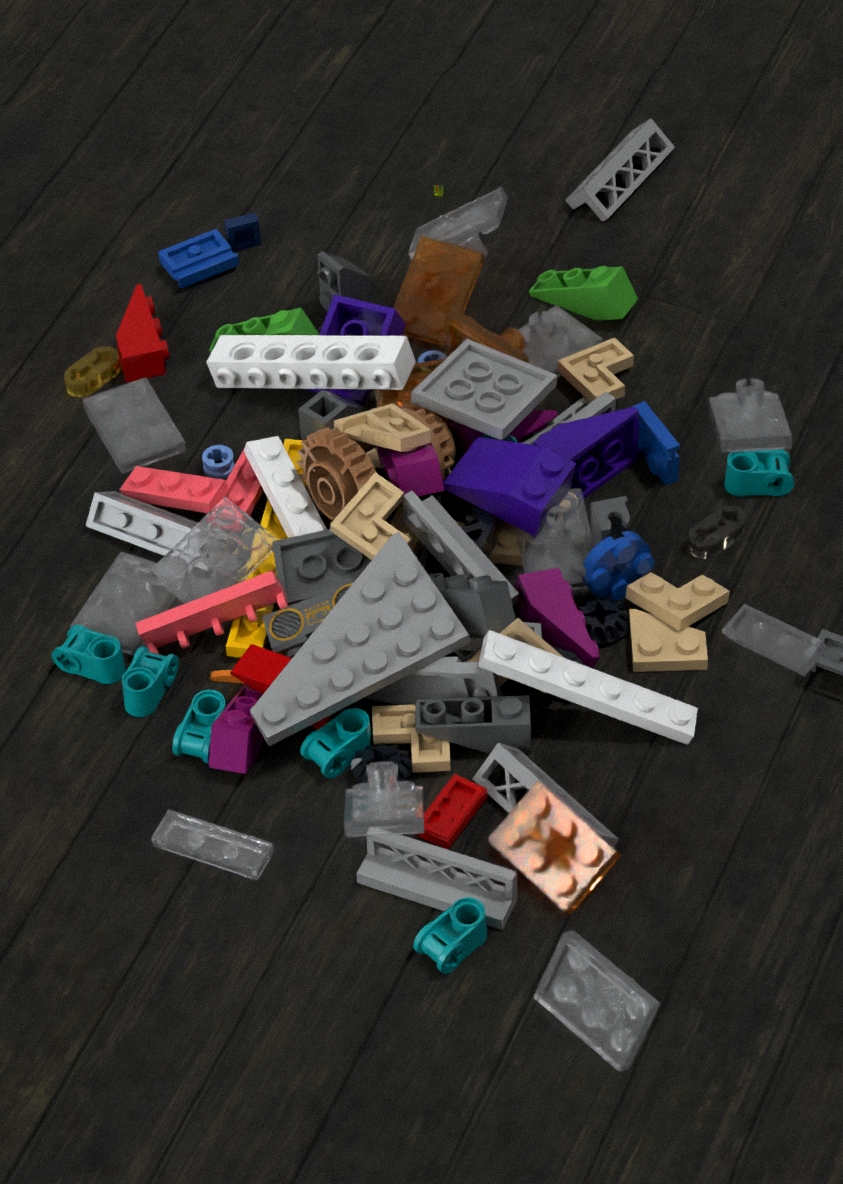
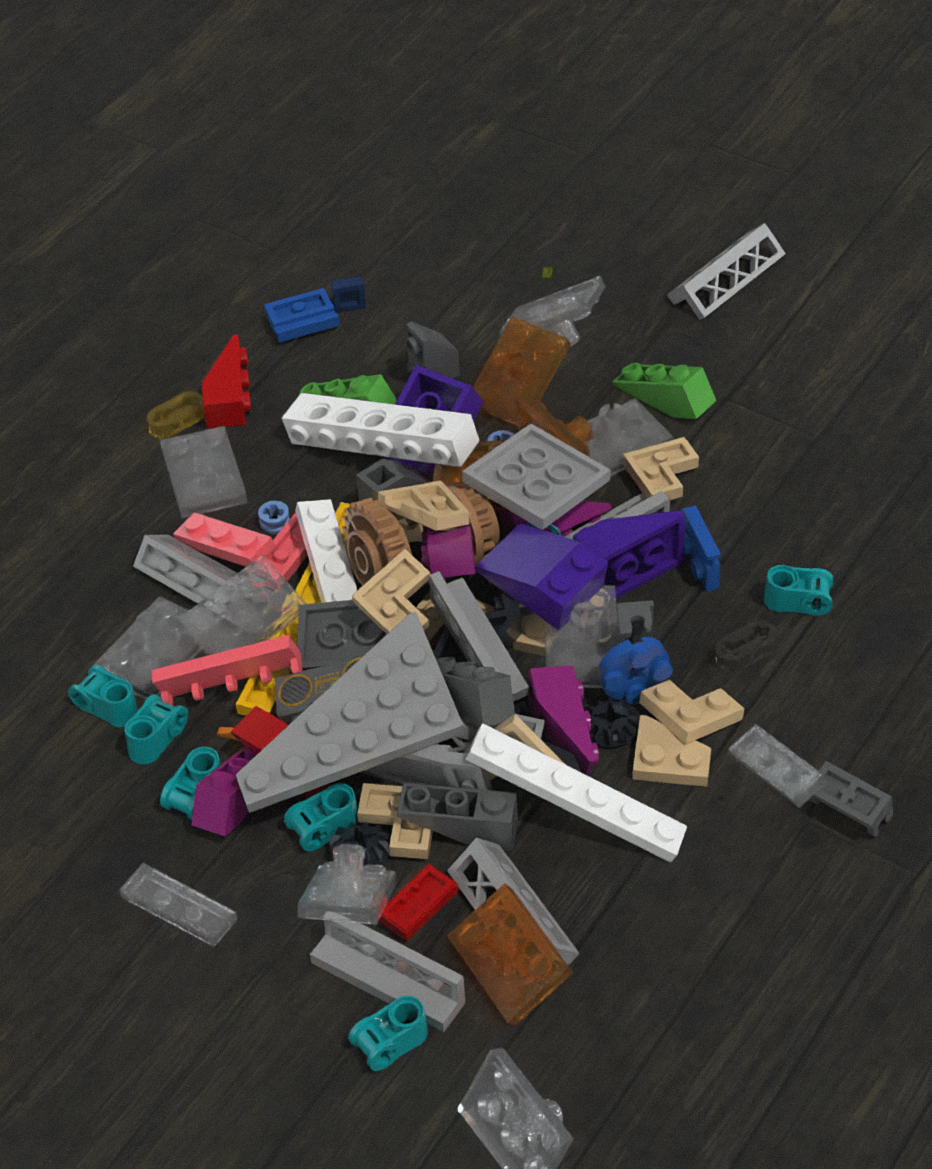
camera: 10 degrees right, 0 degrees up
(750, 419) = (799, 535): clear plate -> none

